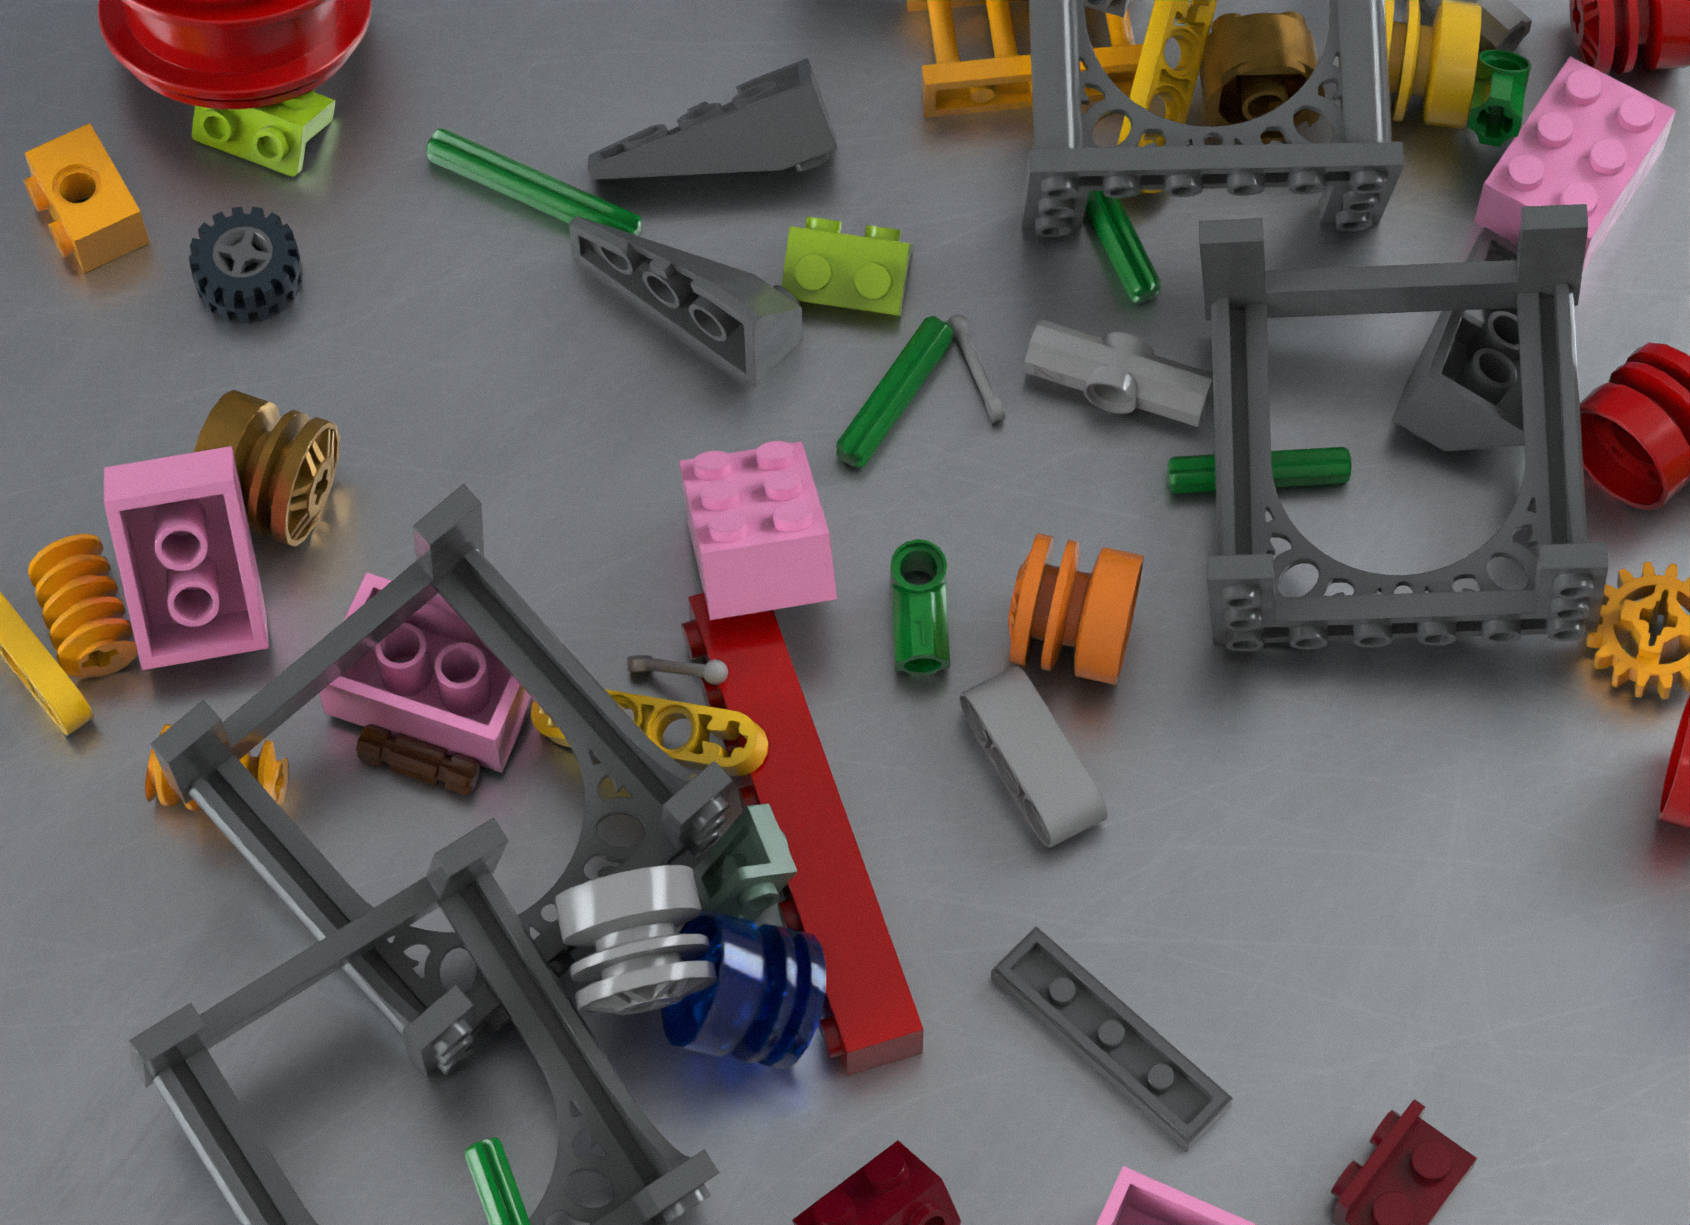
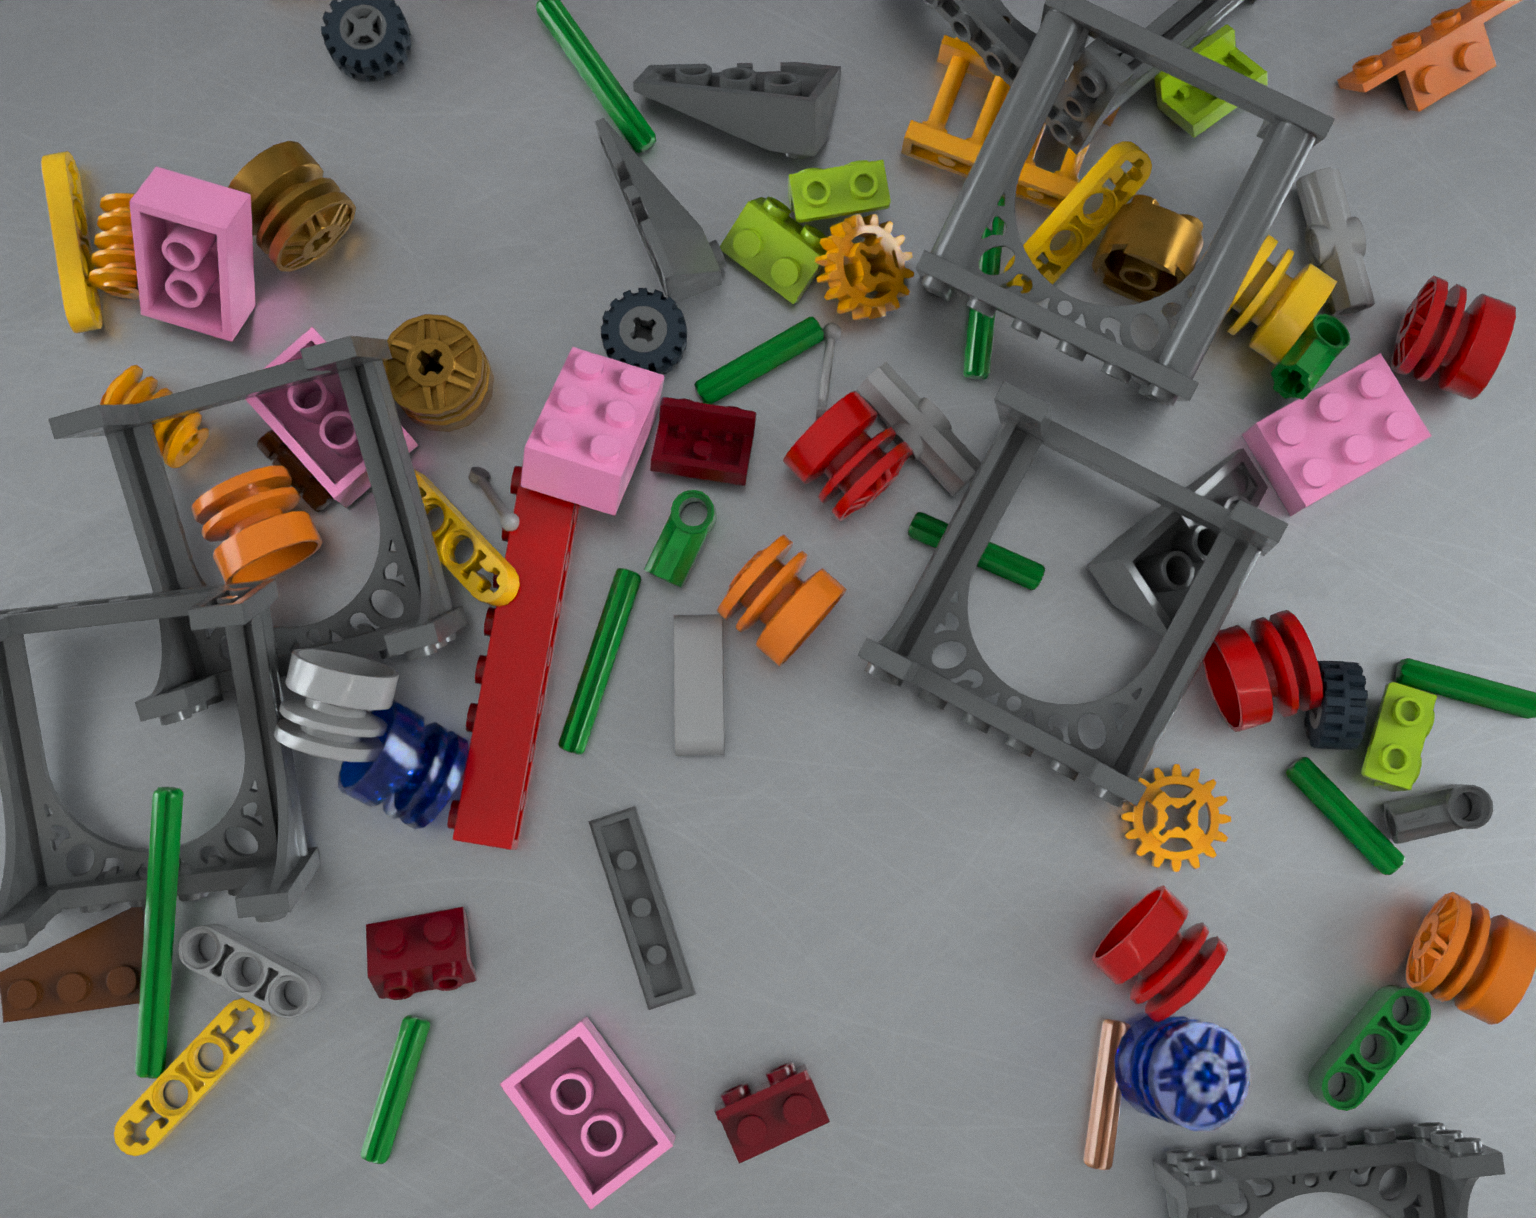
camera: 25 degrees right, 20 degrees up
(405, 812) = (256, 525): none -> orange wheel
(566, 571) = (443, 399): none -> pearl gold wheel
(746, 866) = (452, 681): sand green bracket -> none
(773, 406) = (653, 348): none -> black wheel
(882, 171) = (838, 190): none -> lime bracket
(884, 495) = (703, 441): none -> dark red bracket
(901, 793) = (599, 661): none -> green axle
(959, 235) = (864, 267): none -> light orange gear
(1059, 426) = (847, 455): none -> red wheel

